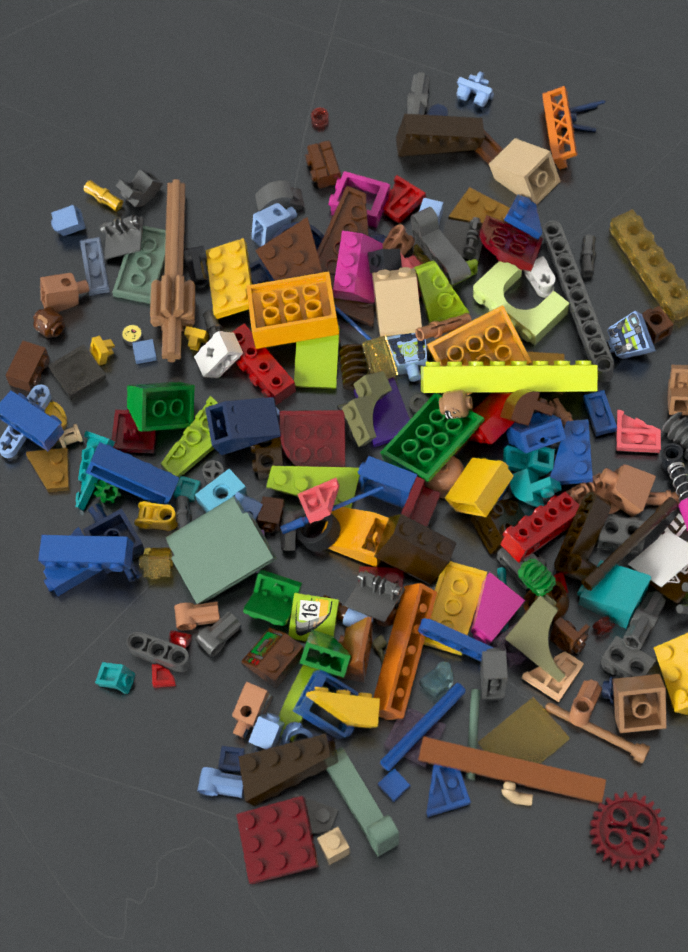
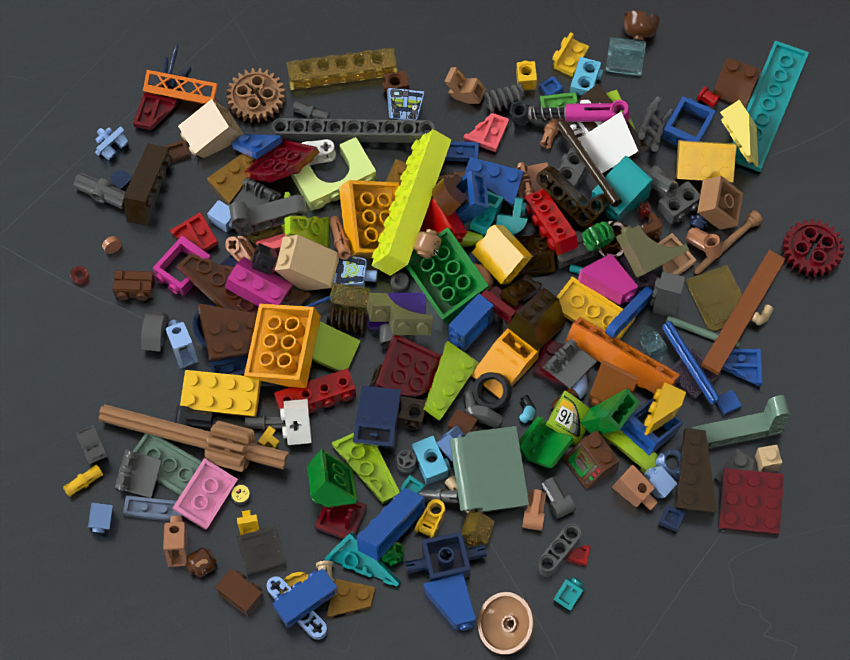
camera: 75 degrees left, 0 degrees up
(58, 620) = (495, 622): none -> medium nougat dish
(86, 552) = (457, 577): blue brick -> none
(118, 301) = (204, 494): none -> bright pink plate
(144, 351) = (262, 488): medium blue tile -> none
(179, 638) = (552, 530): red tile -> none
(215, 782) = (689, 534): medium blue piece -> none
(302, 521) = (484, 398): blue piece -> none
(313, 576) = (529, 409): none -> medium azure arm
(319, 500) = (473, 378): coral wing -> none
(360, 131) = (111, 245): none -> nougat tile
(446, 522) = (521, 290): none -> dark brown plate
(493, 451) = (471, 239): none -> lime cone
(527, 113) = (153, 110): none -> dark red wing
(569, 188) = (268, 87): none -> medium nougat gear
(628, 488) = (537, 151): nougat torso -> none

